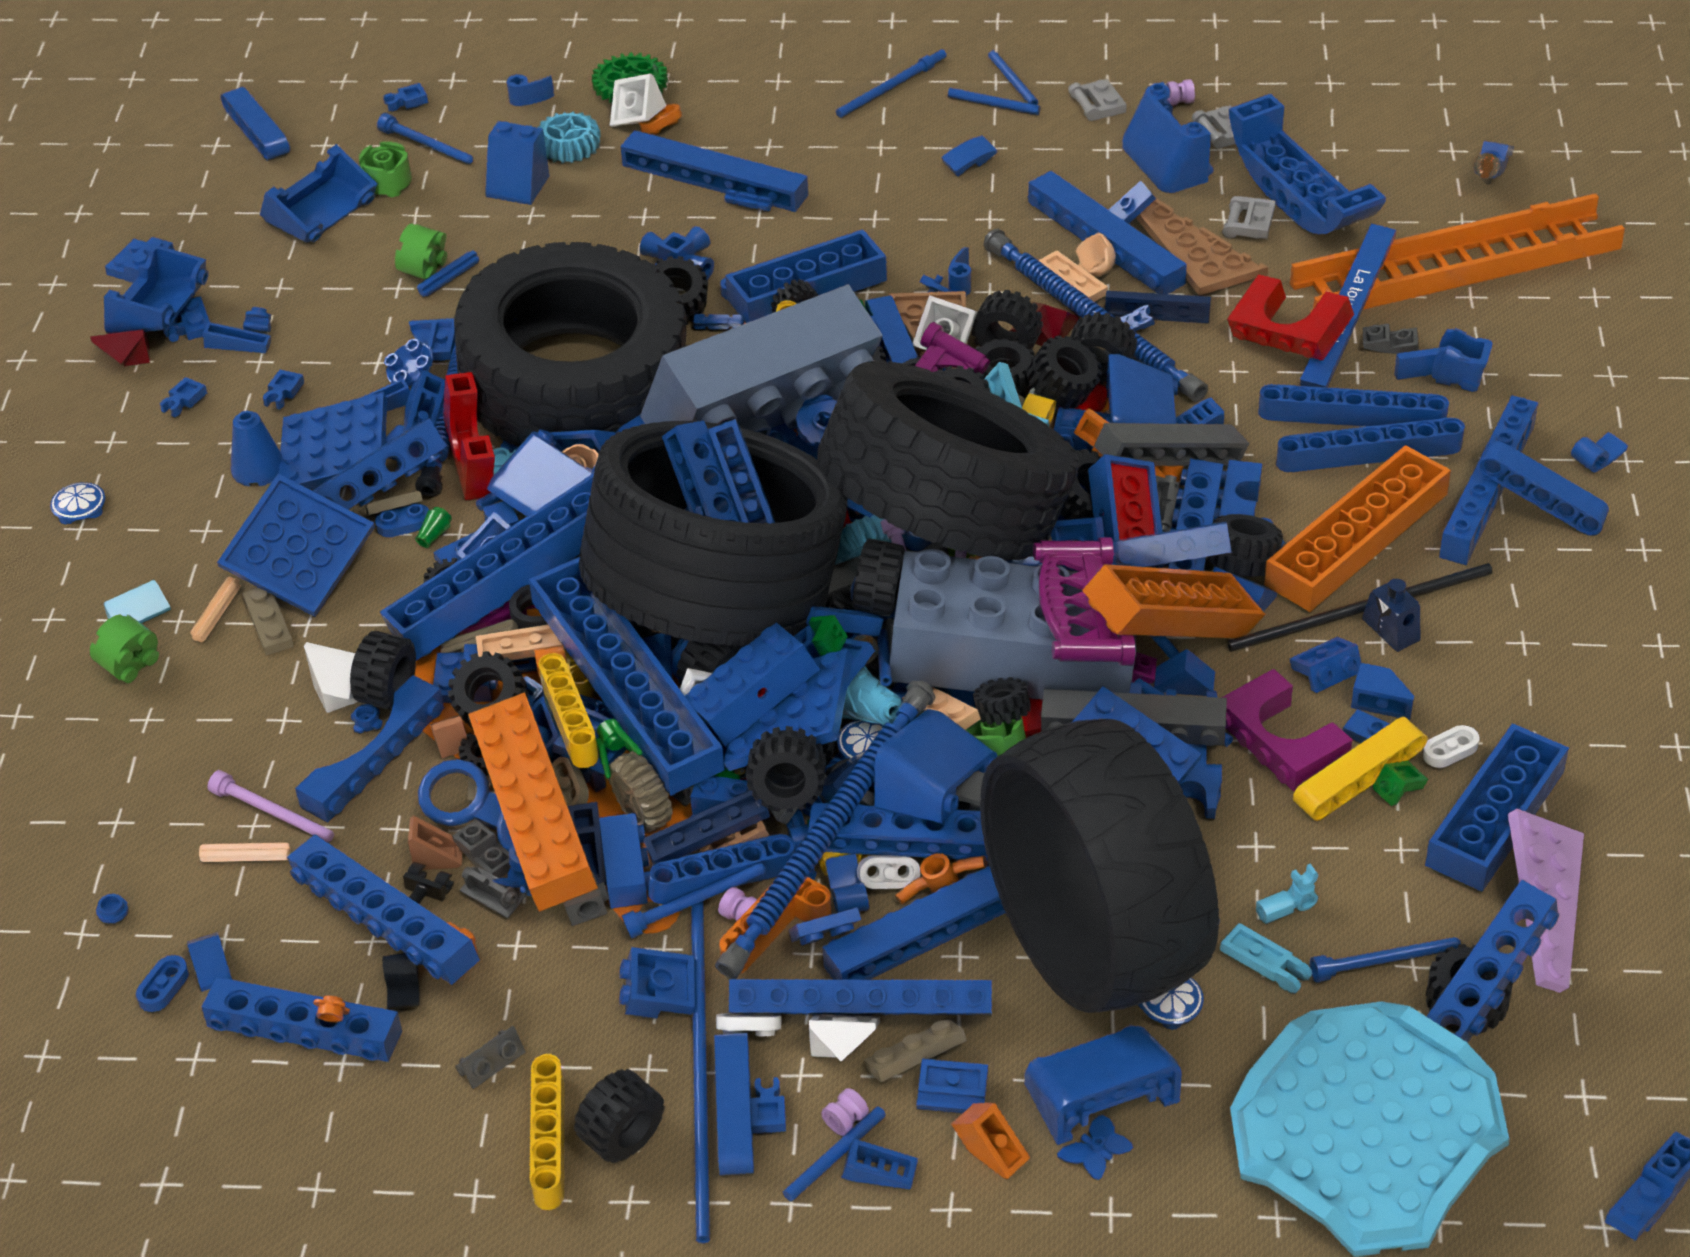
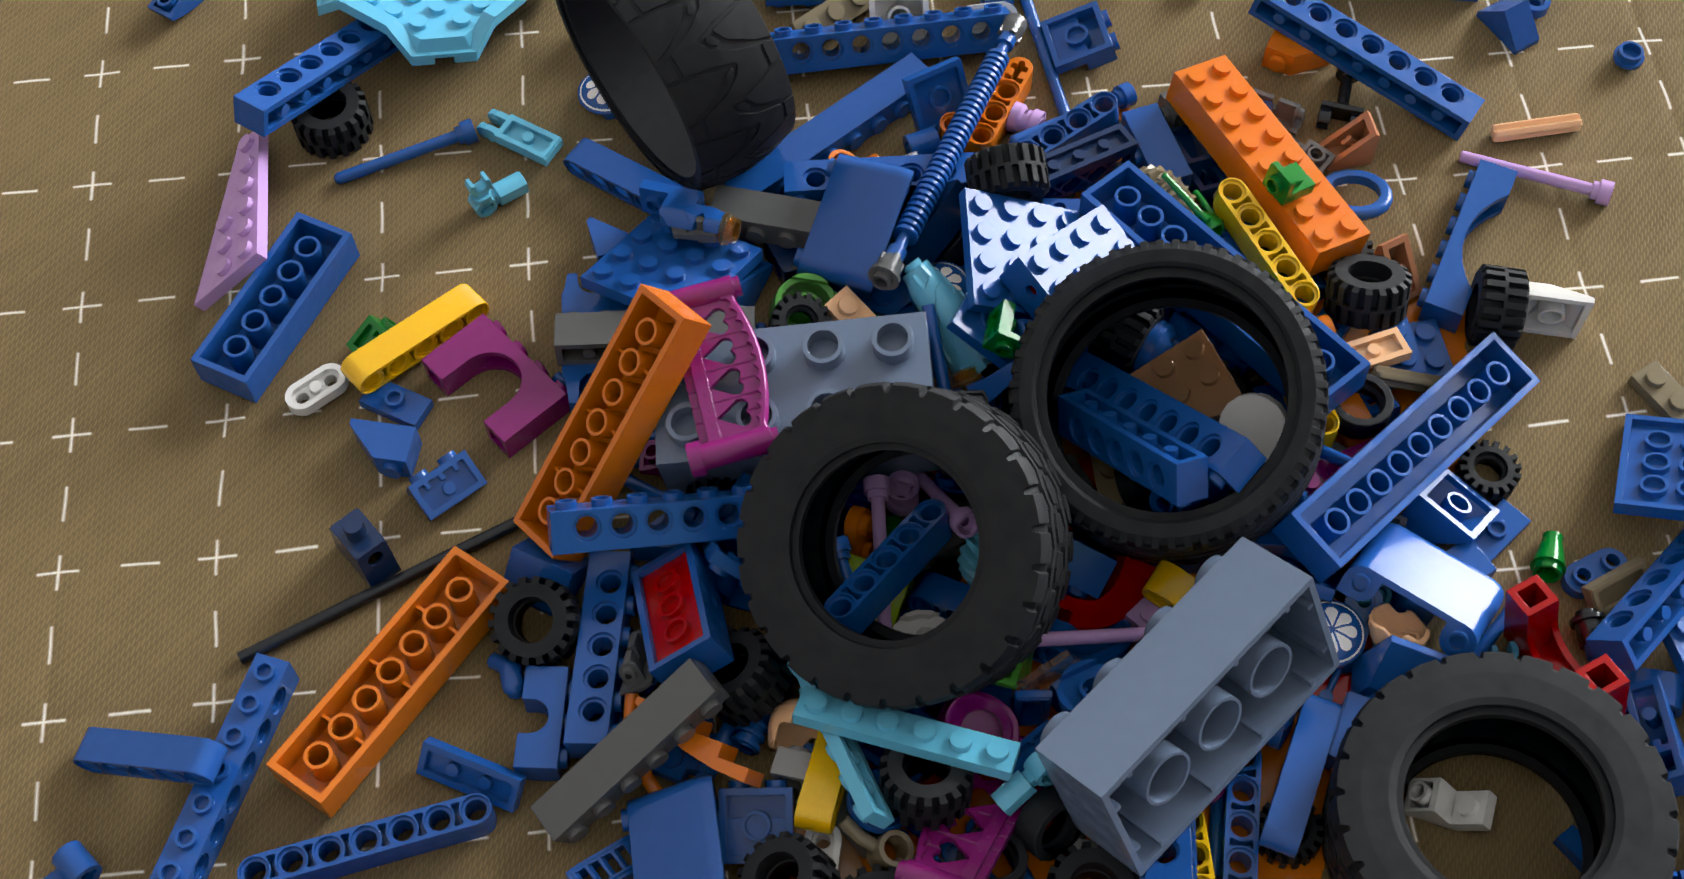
camera: 170 degrees right, 15 degrees up
(529, 737) = (1287, 182): none -> green bracket
(1296, 479) = (470, 773): none -> blue plate

